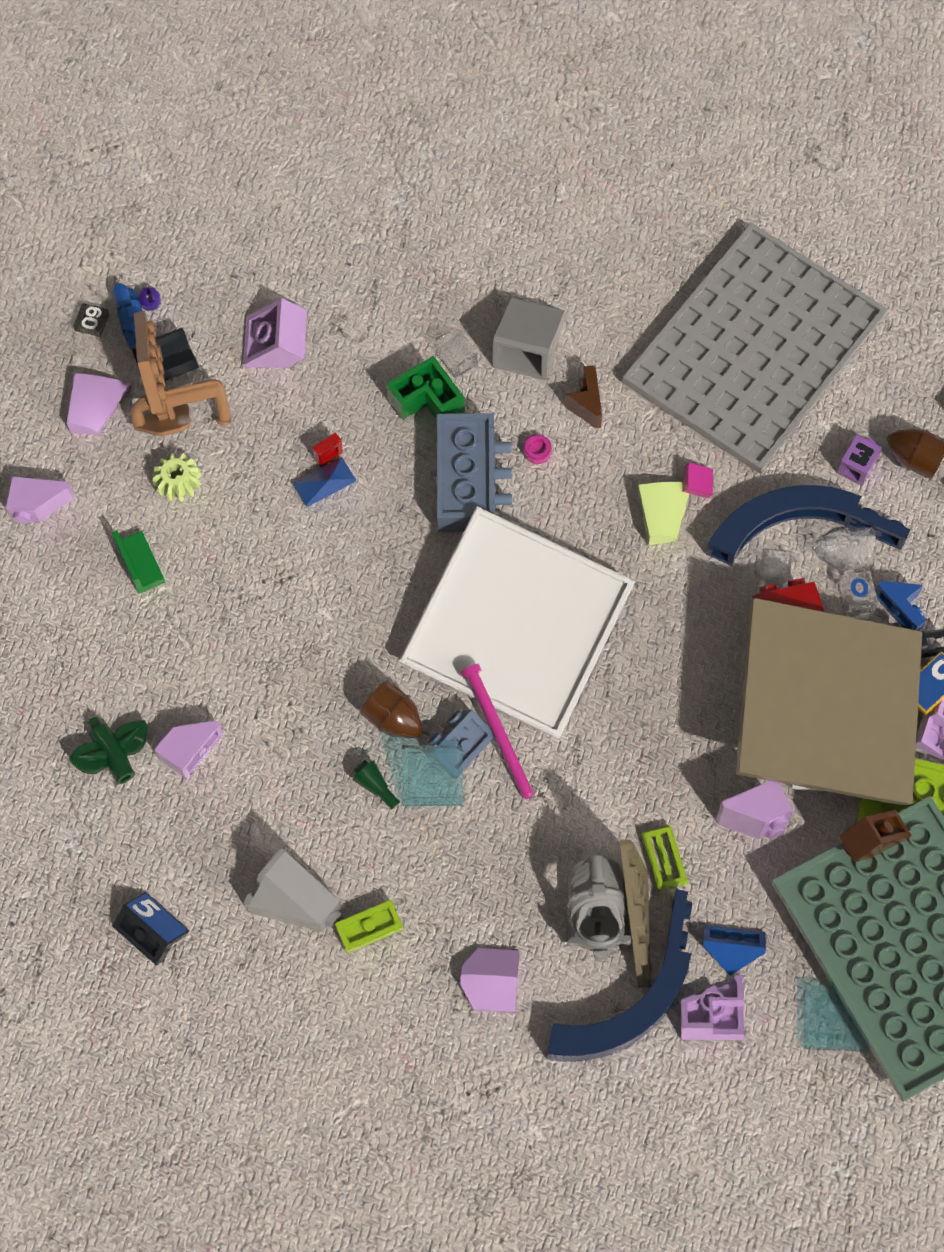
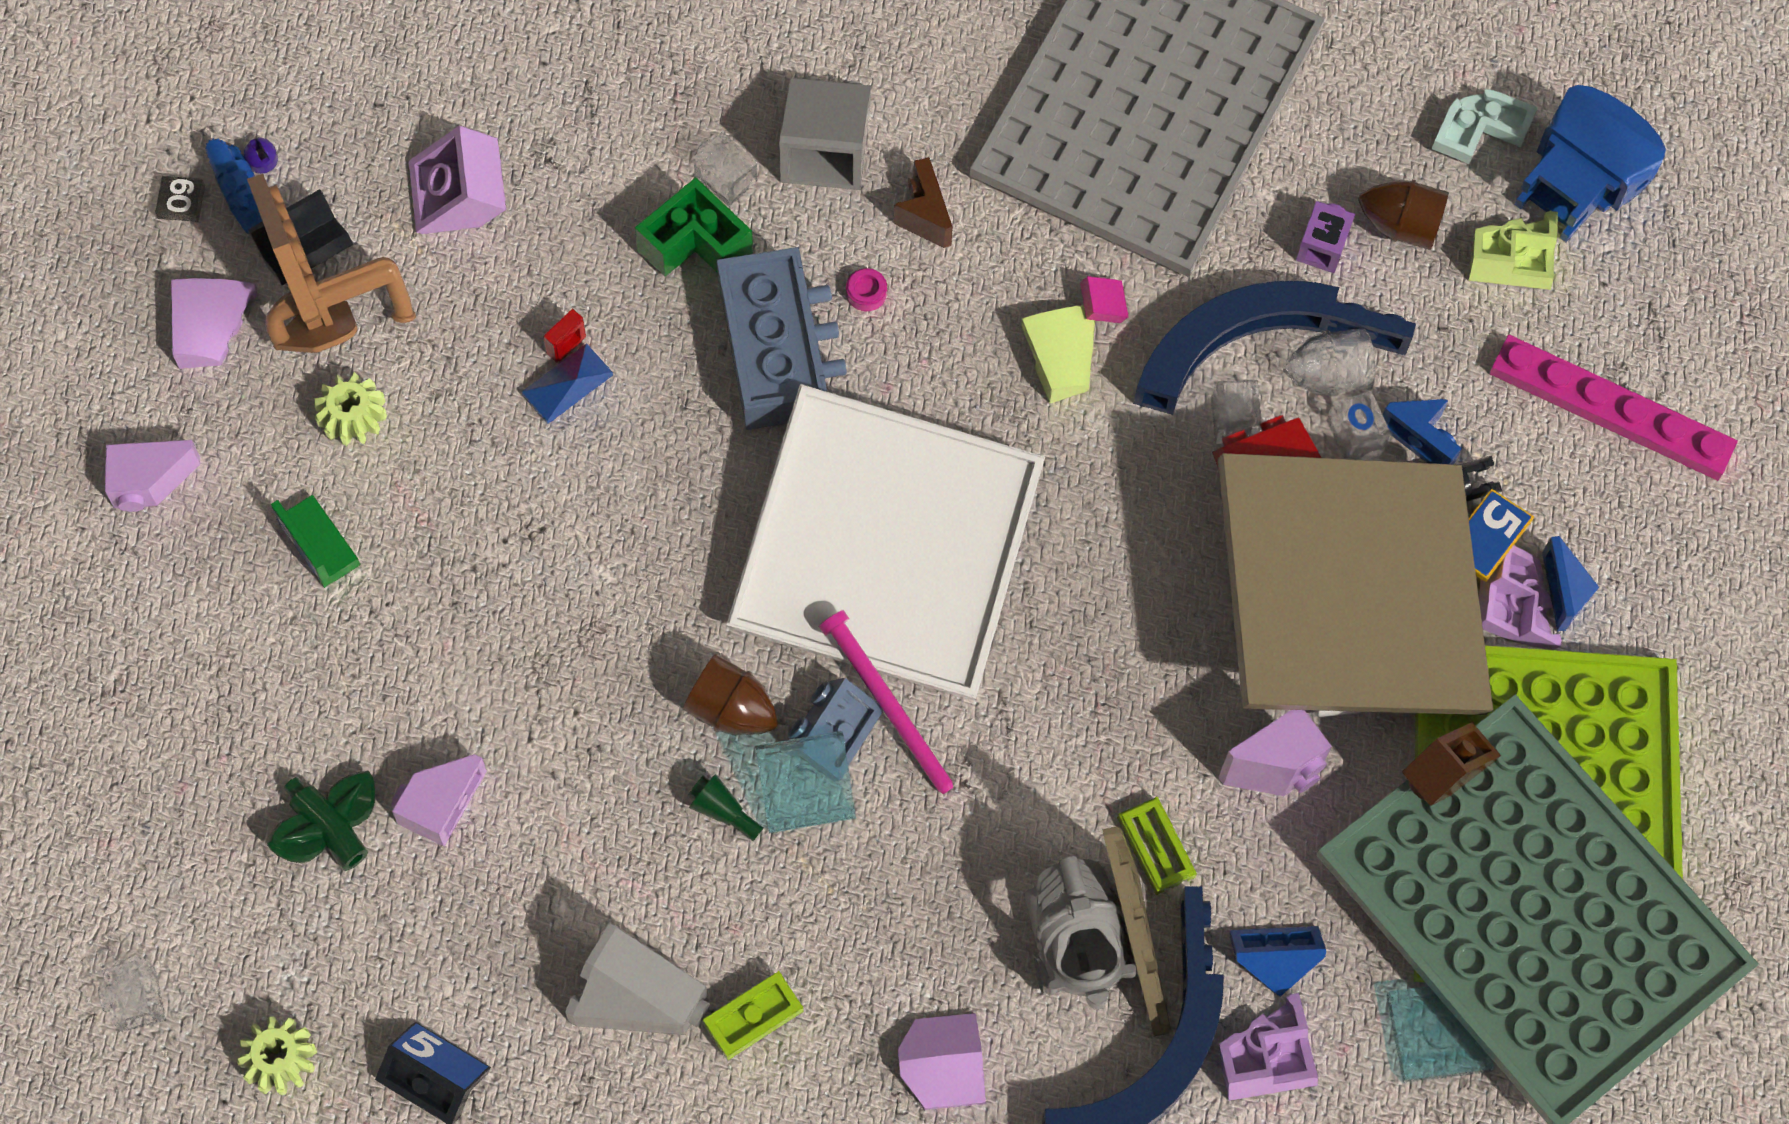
camera: 15 degrees left, 0 degrees up
(50, 909) = (281, 1070): none -> yellowish green gear

